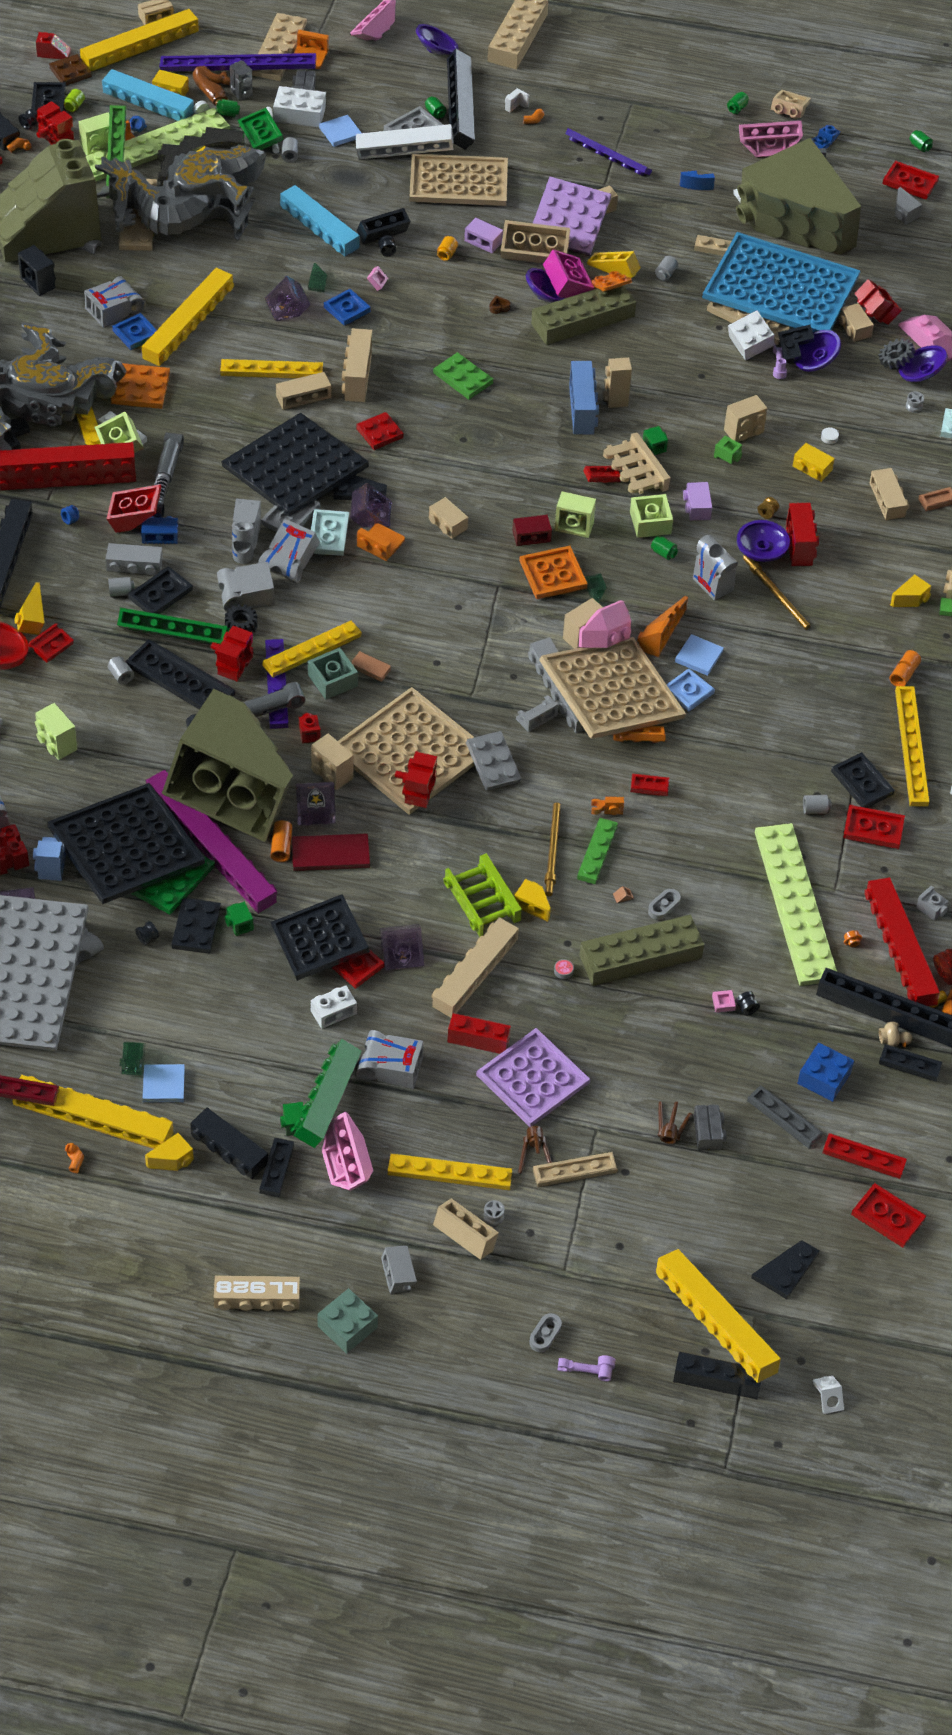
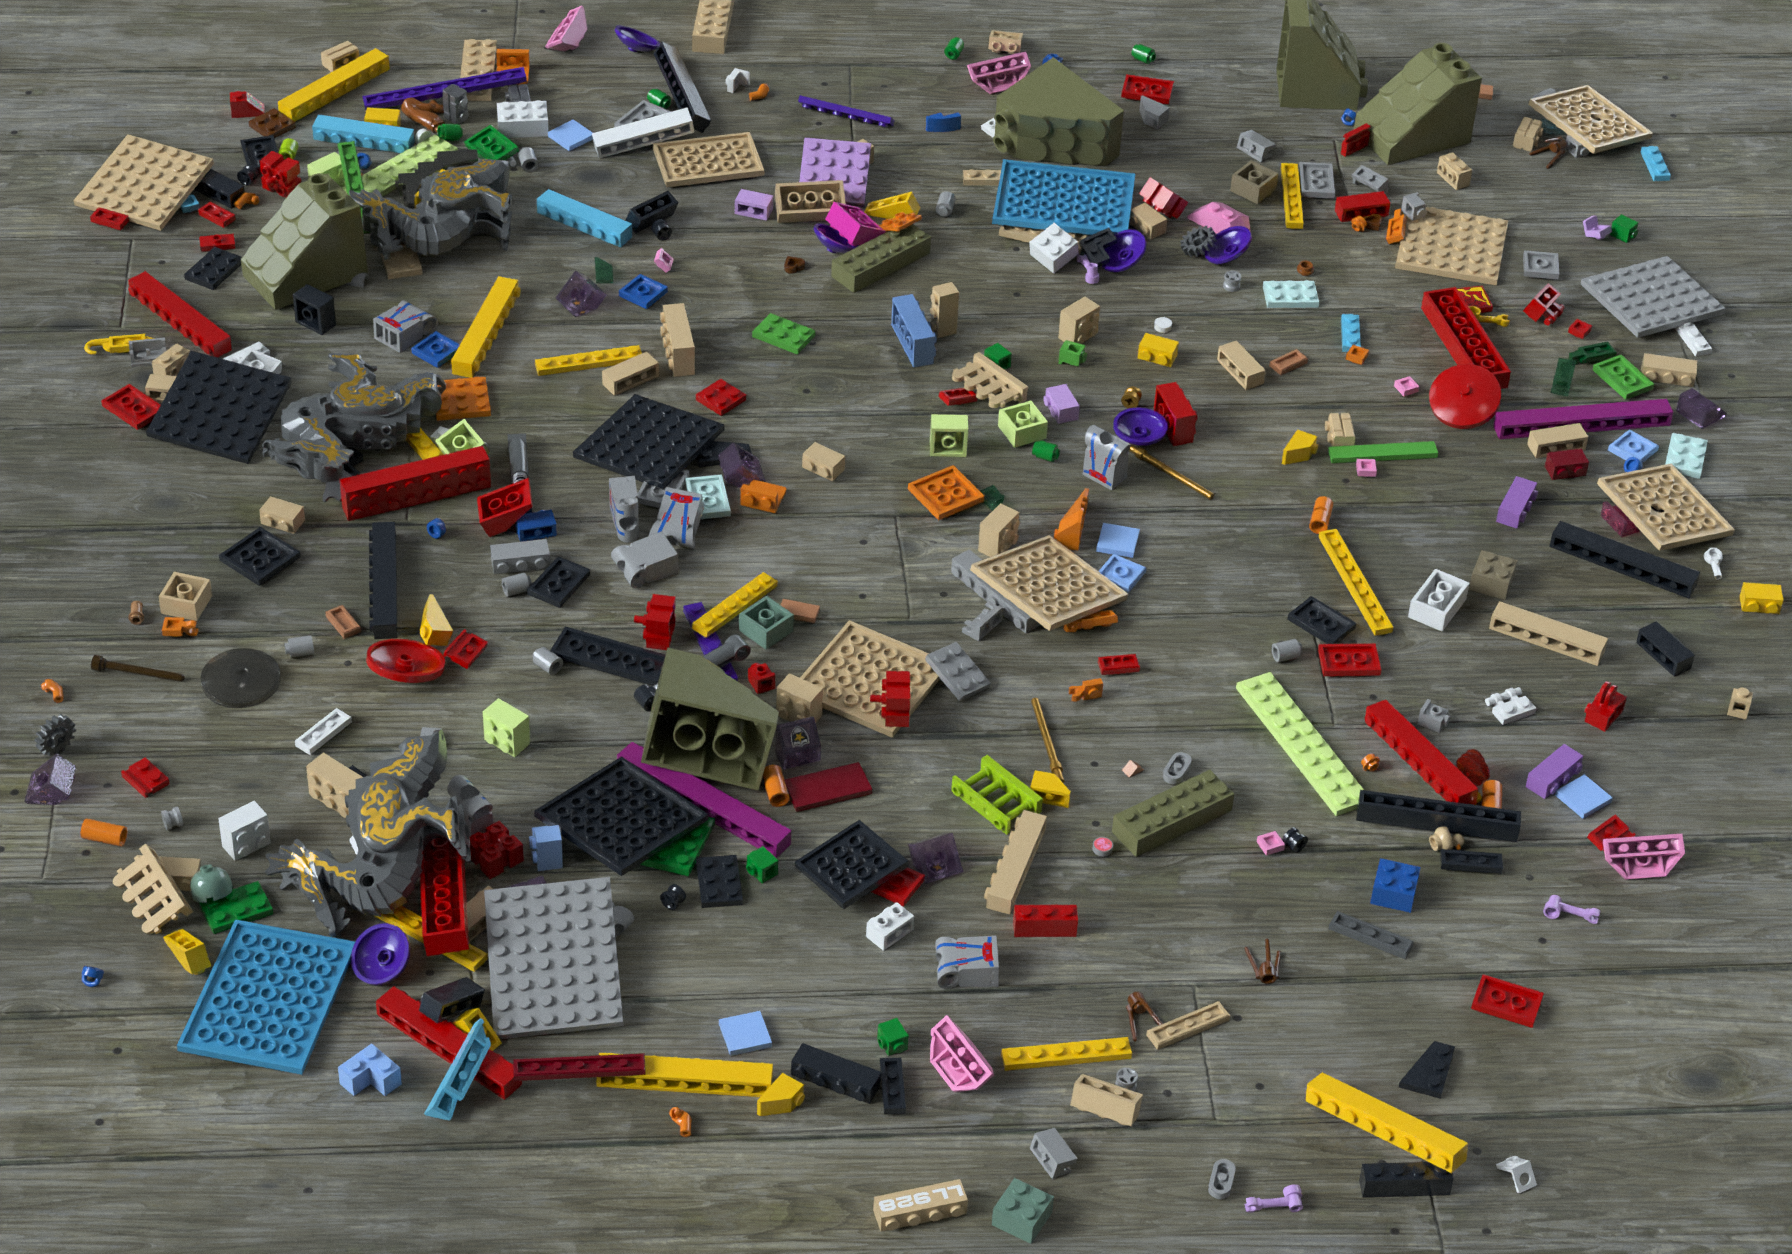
camera: 15 degrees left, 10 degrees down
(133, 1058) = (706, 1014): clear green brick -> none
(171, 626) = (586, 610): green brick -> none
(242, 613) = (649, 586): black tyre -> none
(327, 1093) = (919, 1004): green brick -> none
(447, 248) = (722, 221): light orange brick -> none
(532, 530) = (910, 458): dark red brick -> none
(533, 1077) = (1113, 950): lavender plate -> none
(597, 851) = (1091, 734): bright green plate -> none
(606, 627) = (1024, 527): bright pink wedge -> none
(708, 1127) = (1304, 958): flat silver brick -> none
(864, 1156) = (1462, 953): red plate -> none

